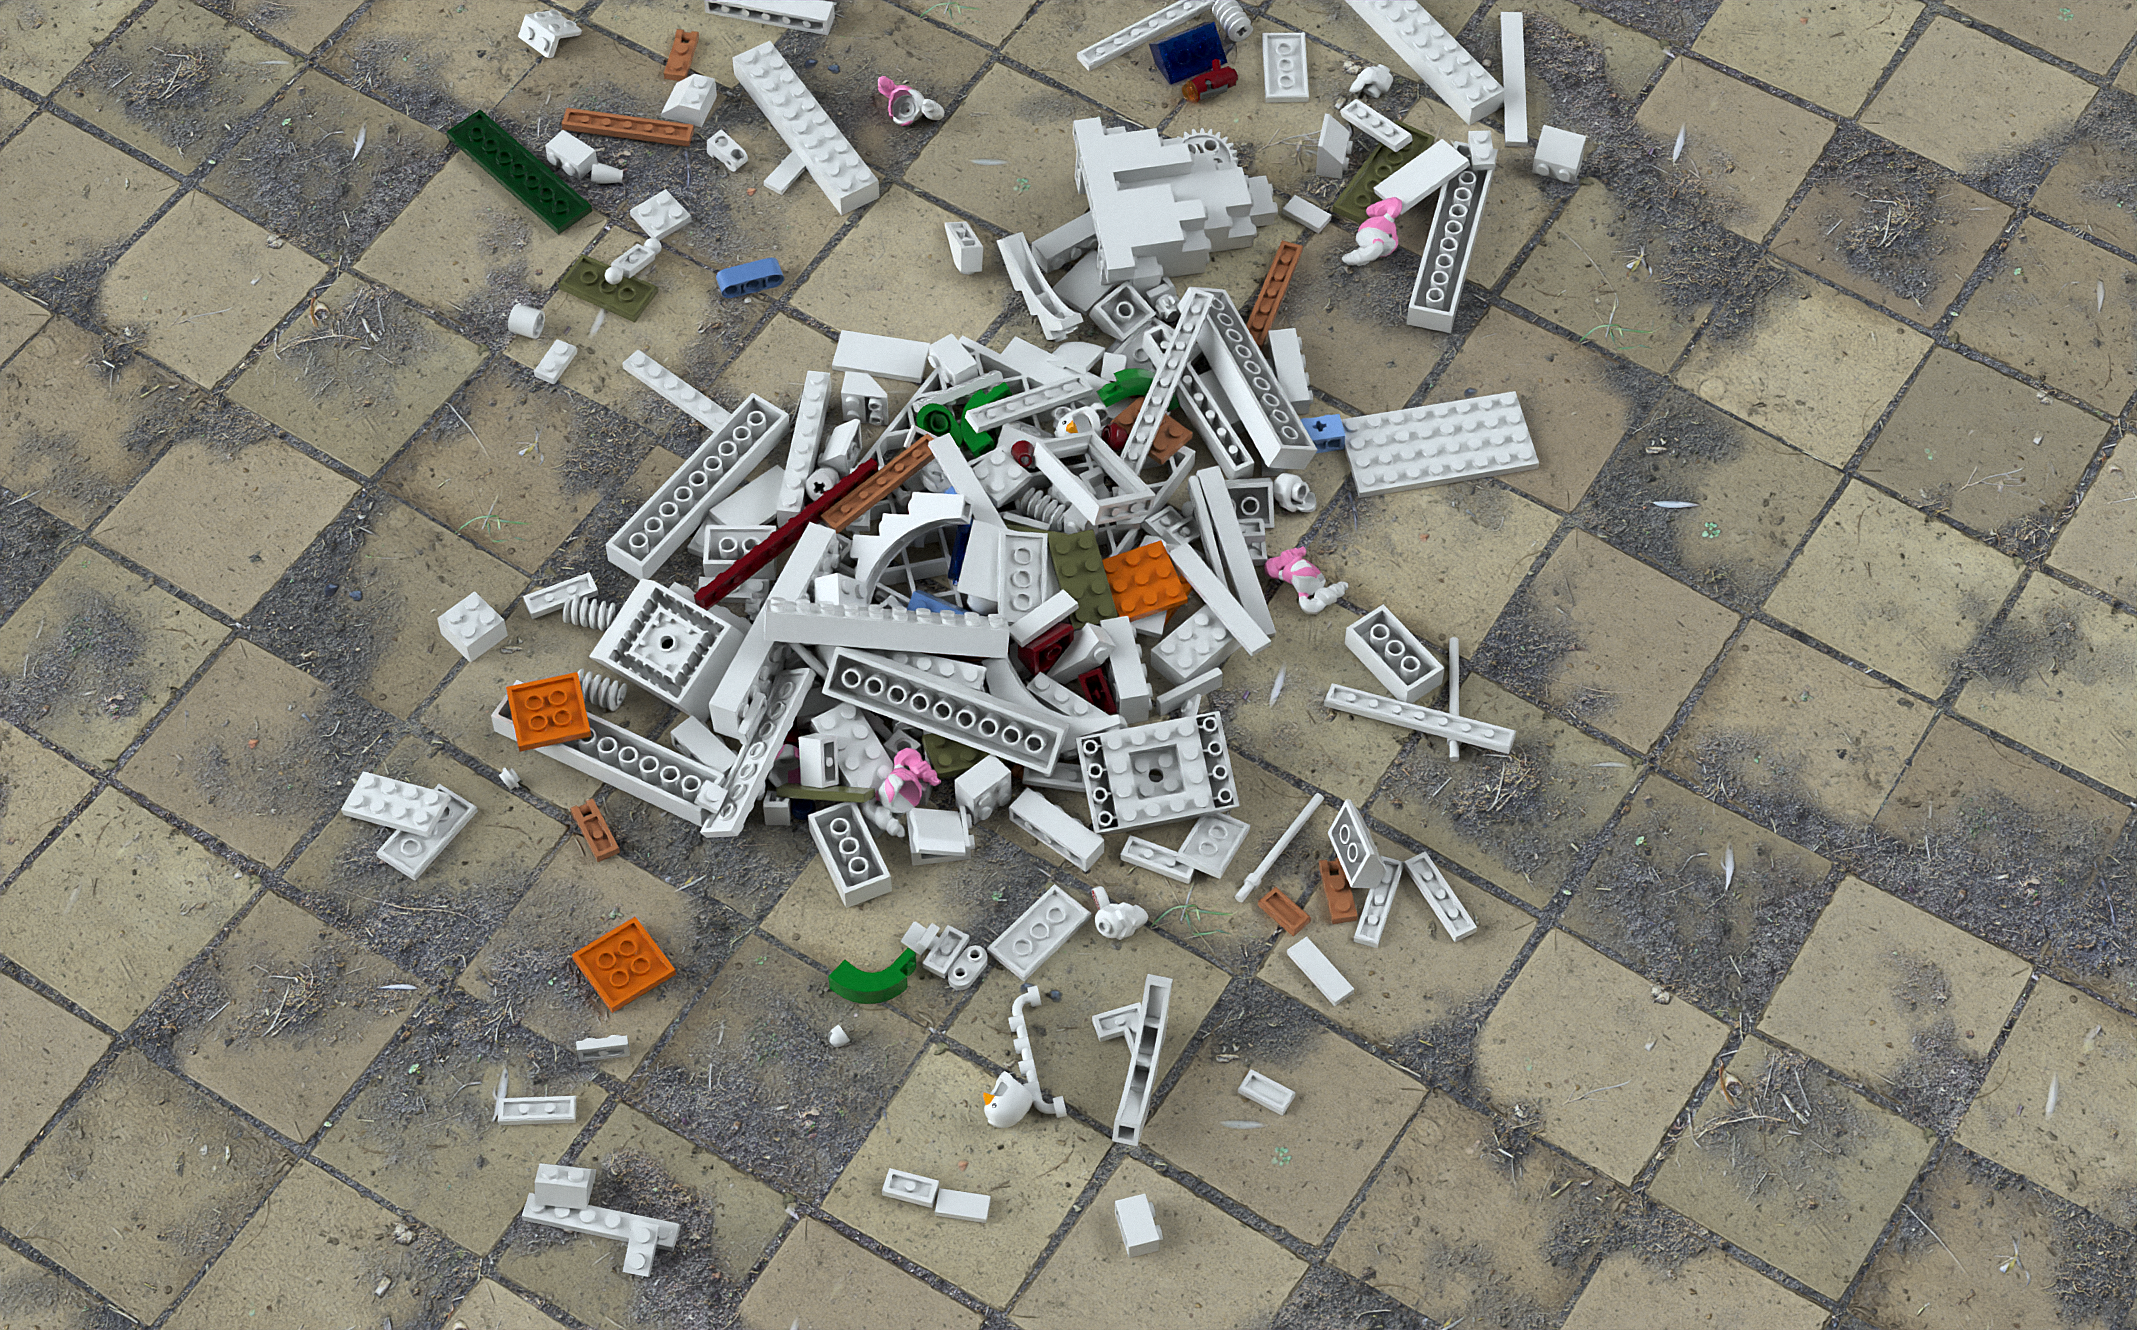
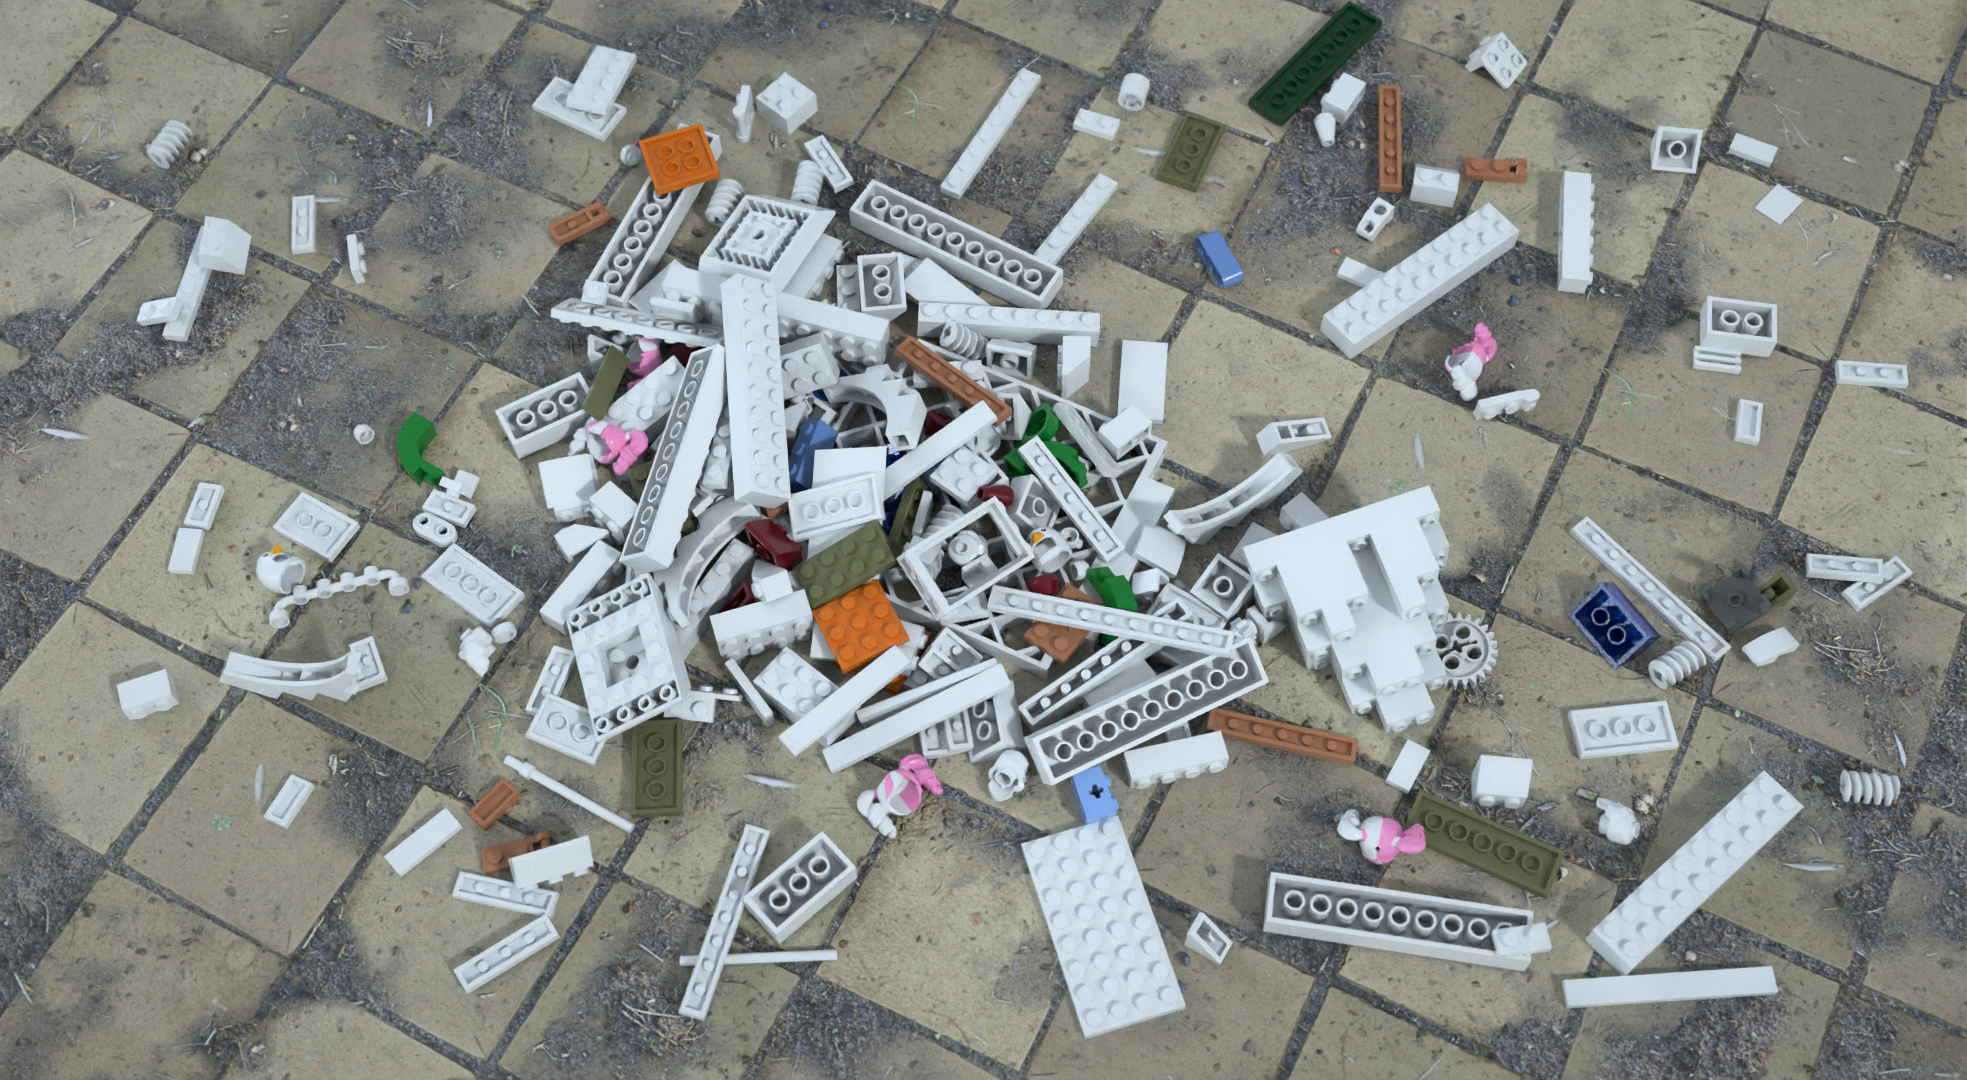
camera: 85 degrees right, 5 degrees up
(391, 1257) = (168, 142): none -> white piece
(477, 660) = (744, 113): none -> white plate
(547, 452) = (990, 134): none -> white plate
(623, 964) = (441, 263): orange plate -> none
(633, 261) = (1220, 162): white plate -> none
(660, 215) = (1286, 180): white plate -> none
(781, 539) = (883, 309): dark red plate -> none
(818, 760) = (634, 370): white brick -> none
(952, 1076) = (316, 527): none -> white plate
(953, 88) = (1506, 403): none -> white hinge
(1005, 831) = (578, 540): none -> white slope
(1043, 618) = (792, 531): white tile -> none
(1210, 83) = (1572, 651): dark red piece -> none
(1270, 771) = (657, 769): none -> olive plate
(1376, 125) = (1545, 827): white plate -> none
(1423, 175) = (1471, 877): white tile -> none
(1456, 371) = (1207, 939): none -> white slope
(1559, 154) = (1545, 1039): white slope -> none

